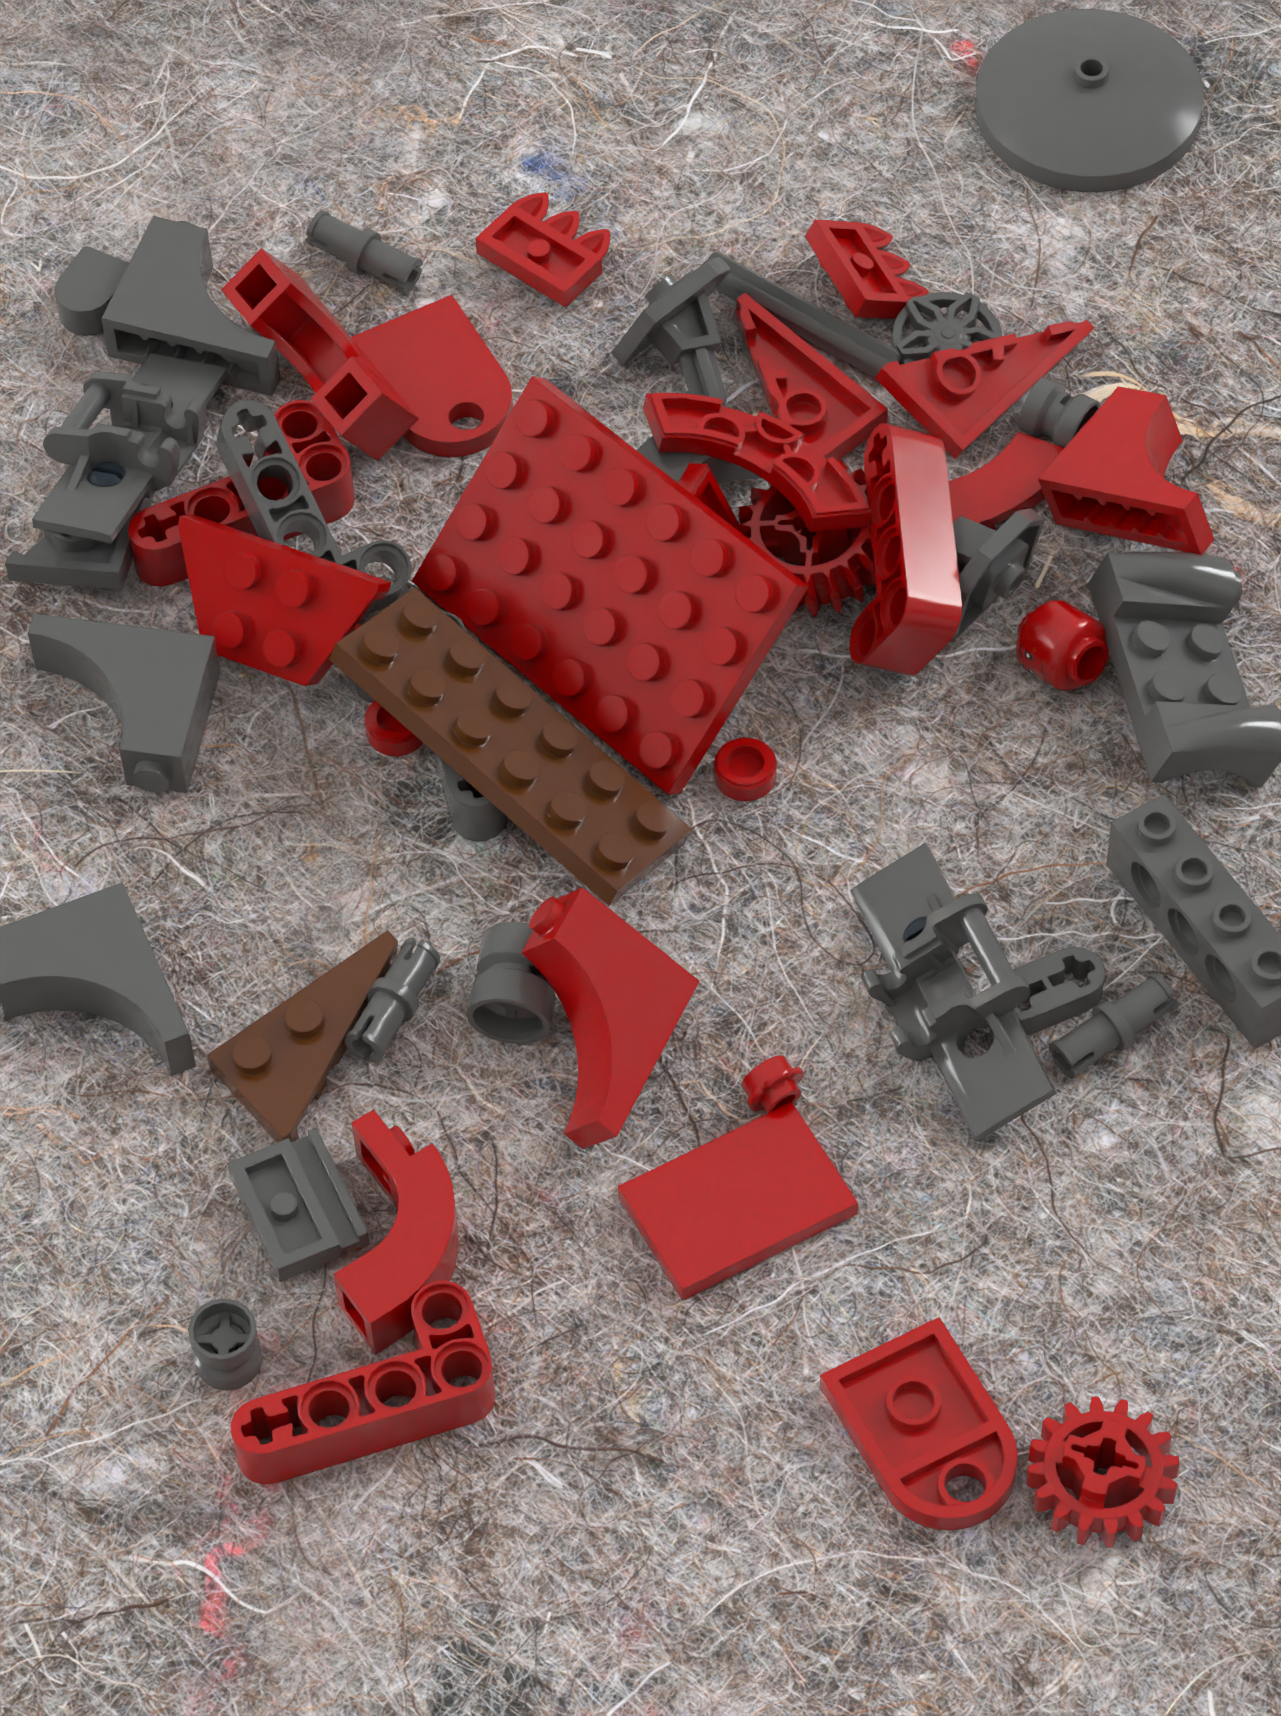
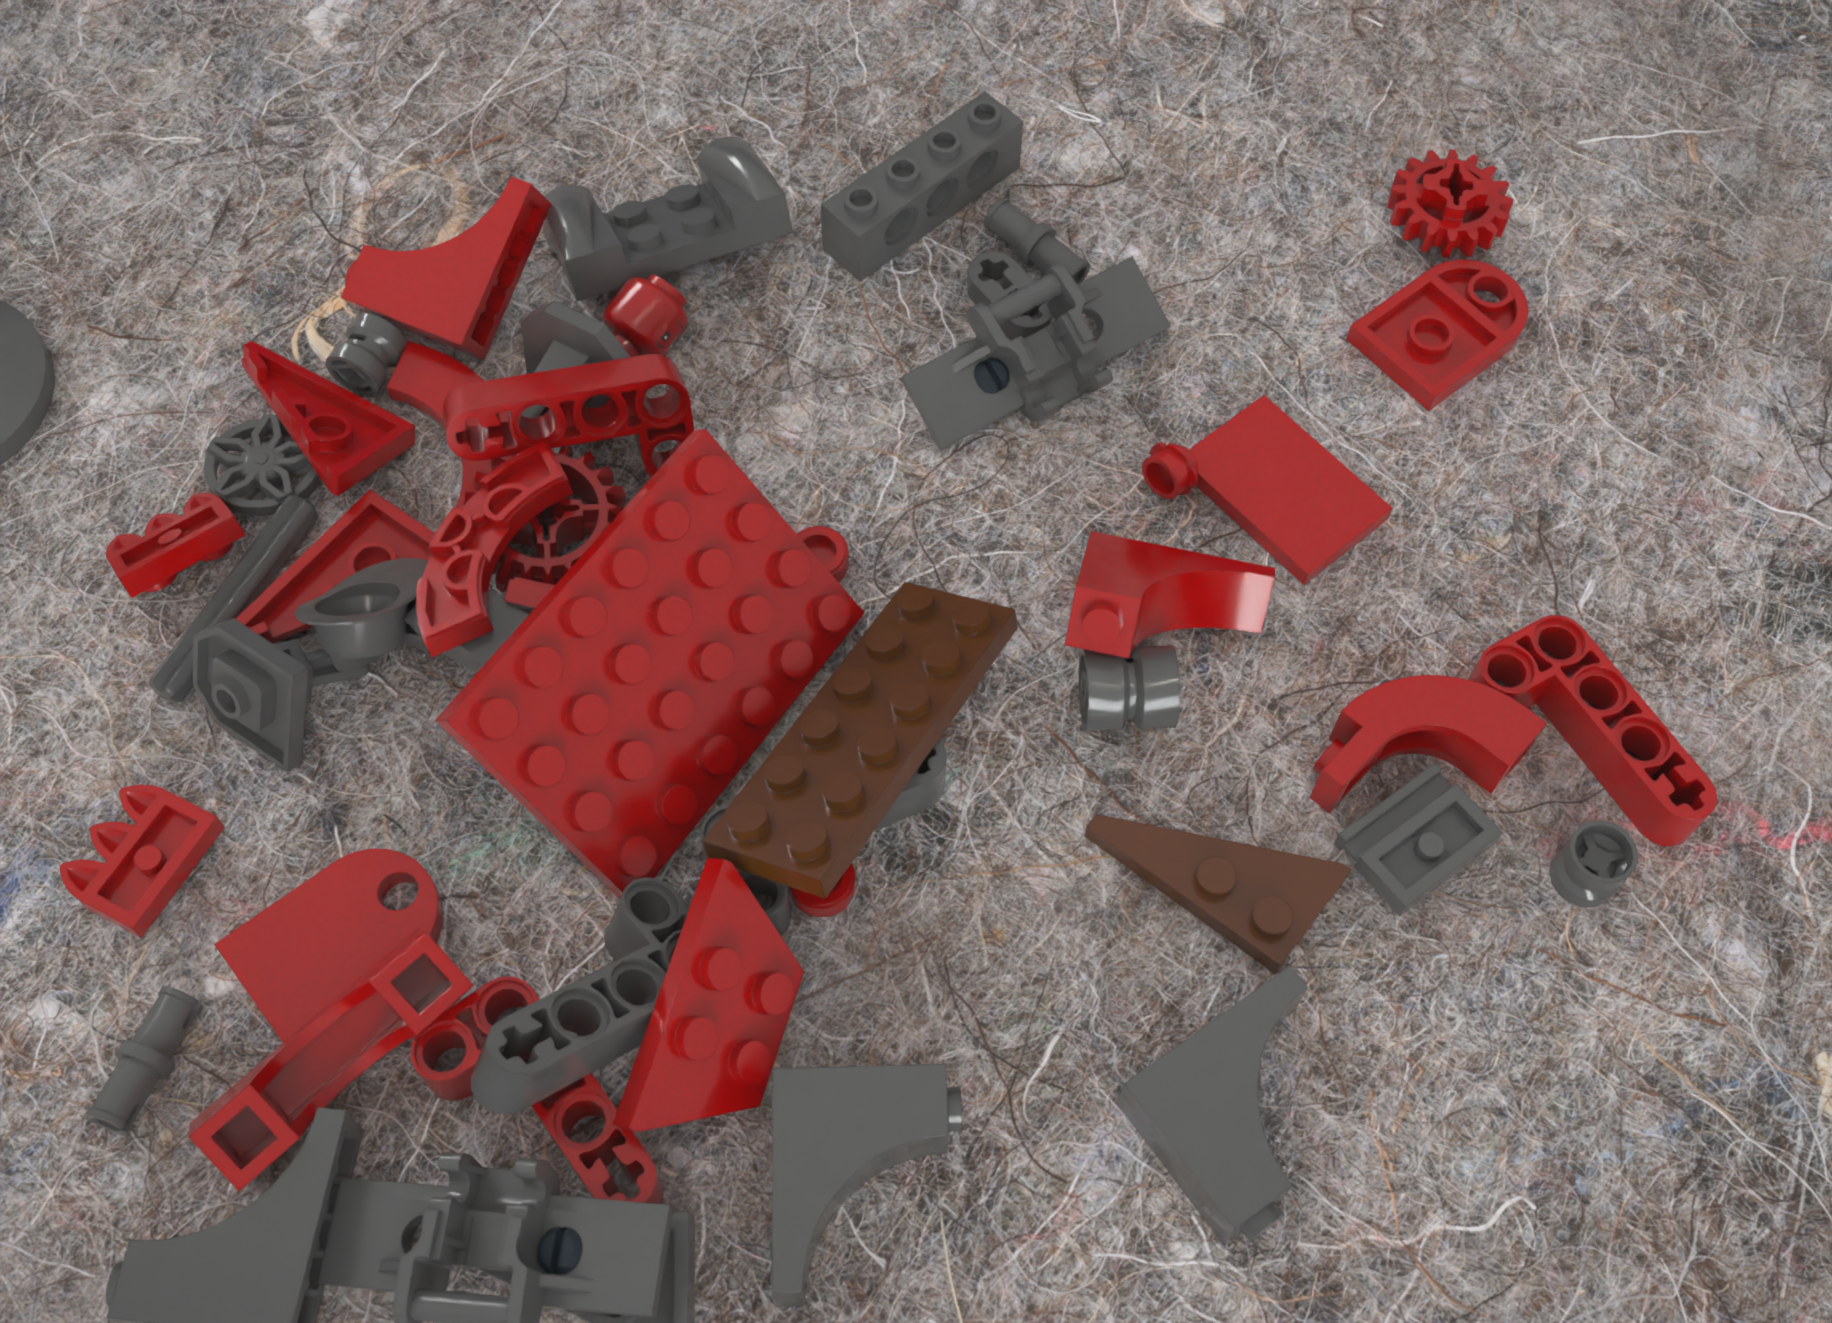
camera: 105 degrees left, 5 degrees up
(392, 1000) = (1165, 803): dark grey pin -> none
(729, 369) = (364, 612): none -> dark grey piece

